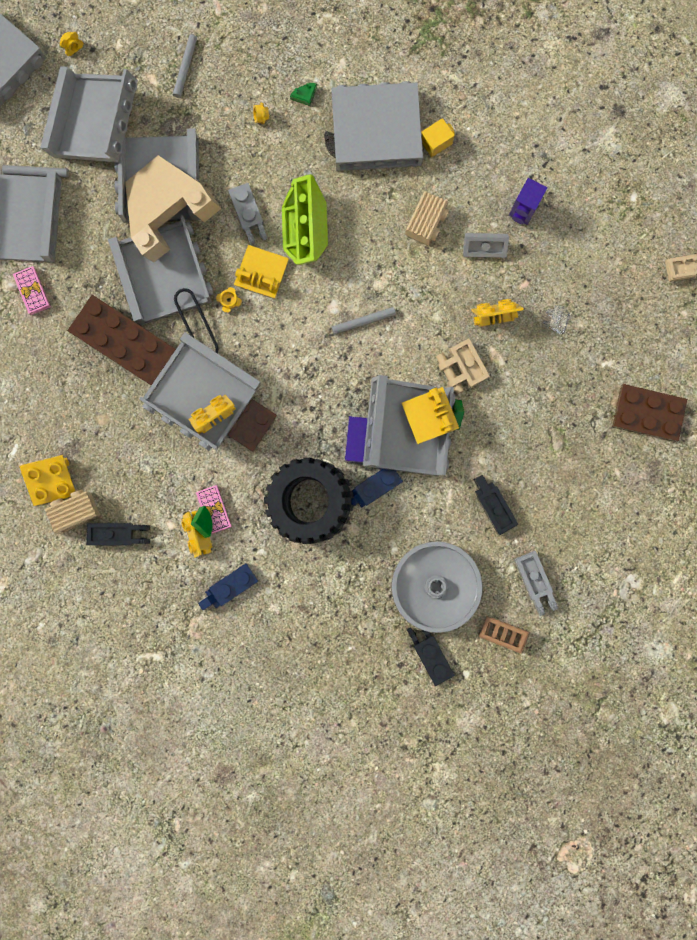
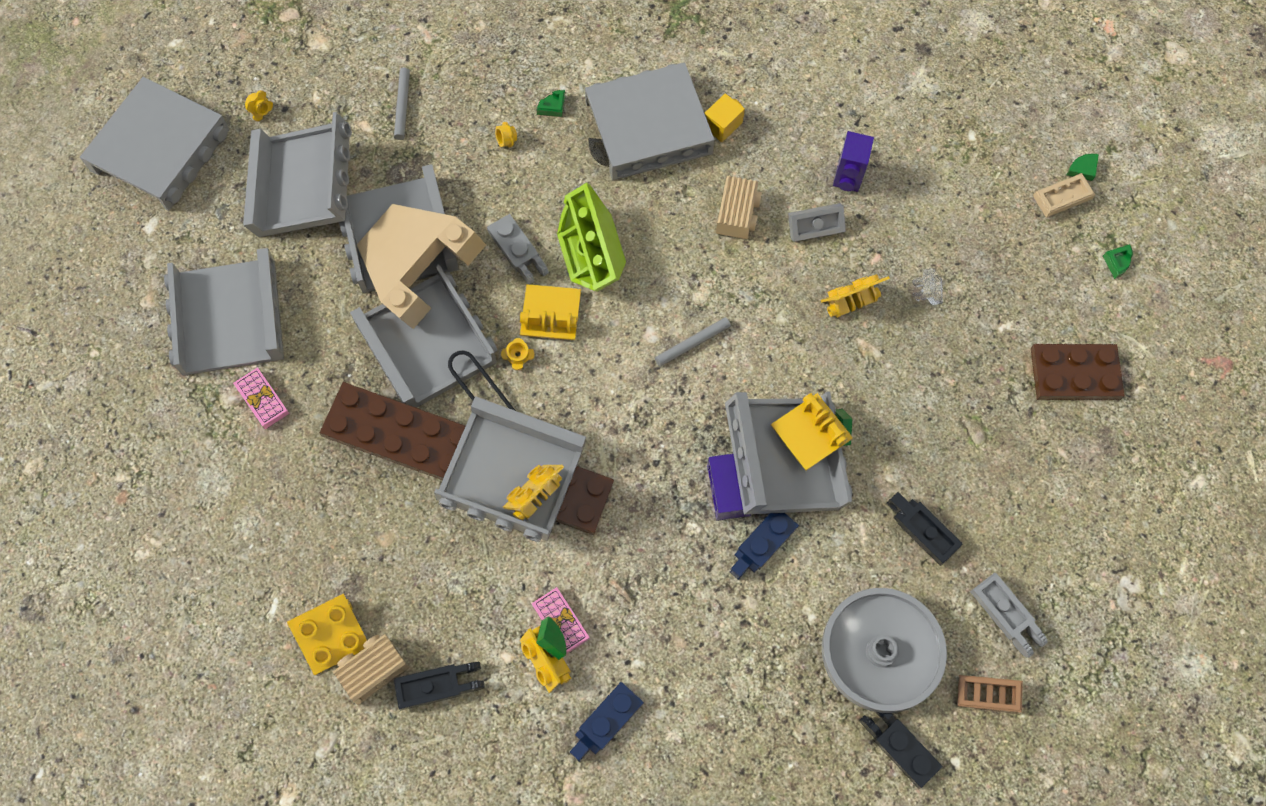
camera: 15 degrees left, 15 degrees down
(34, 171) = (235, 257): light grey bar -> none
(280, 501) = (653, 551): black tyre -> none
(468, 363) = (837, 361): tan plate -> none

